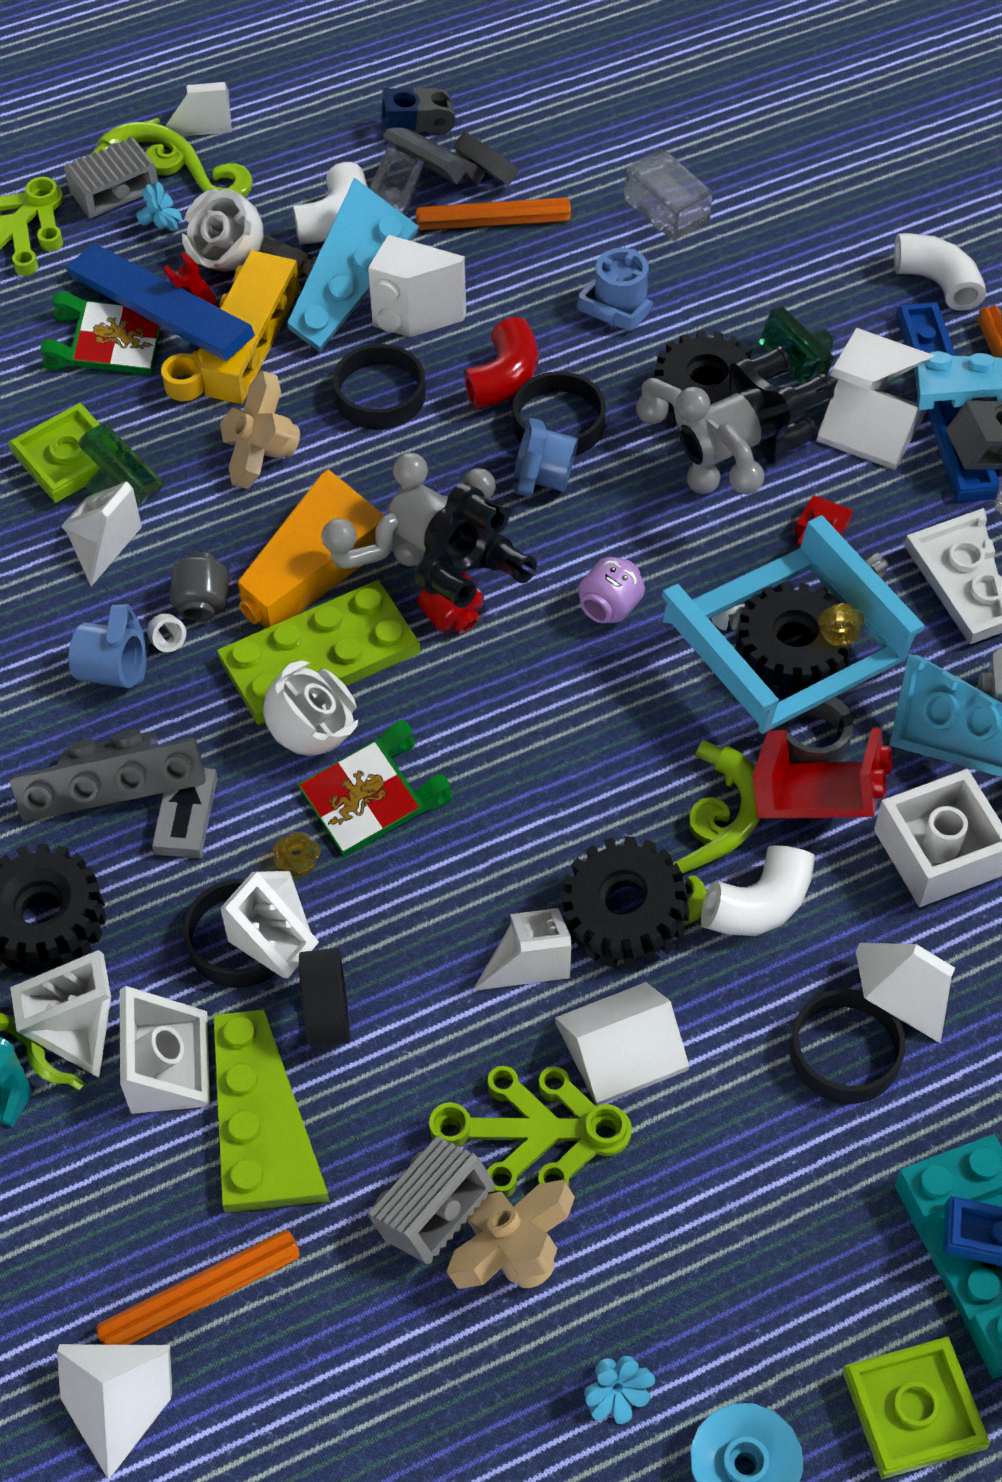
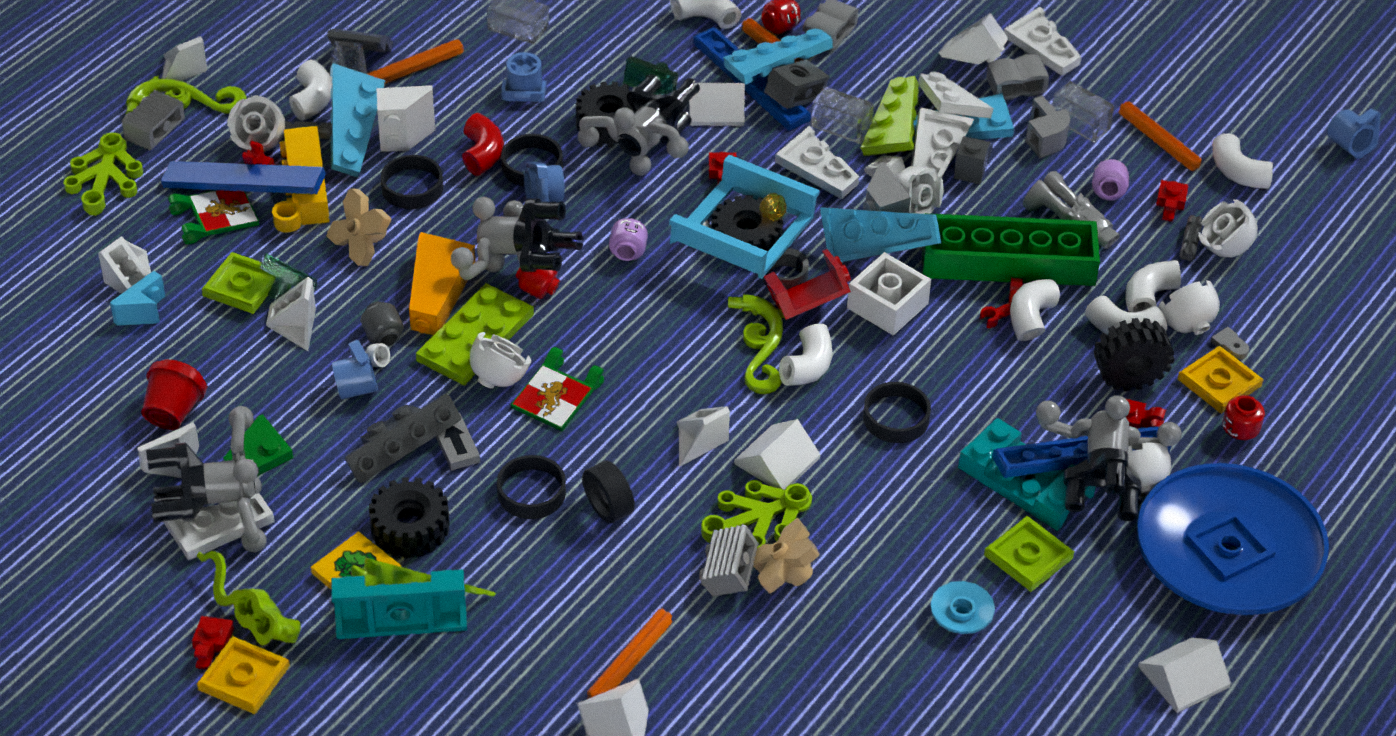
camera: 30 degrees left, 10 degrees down
(67, 1010) = (467, 548): white slope -> none
(158, 208) = (197, 129): medium azure plant -> none
(162, 1053) = (529, 558): white slope -> none
(261, 1131) = (607, 571): lime wing -> none
(268, 921) = (554, 470): white slope -> none
(300, 864) = (536, 438): clear yellow plate -> none
(417, 110) = (323, 17): leg -> none
(486, 158) = (398, 33): dark grey beam -> none
(618, 1388) = (879, 604): medium azure plant -> none
(634, 933) = (743, 404): black tyre -> none
(875, 360) = (706, 65): white slope -> none
(906, 984) = (913, 364): white slope -> none

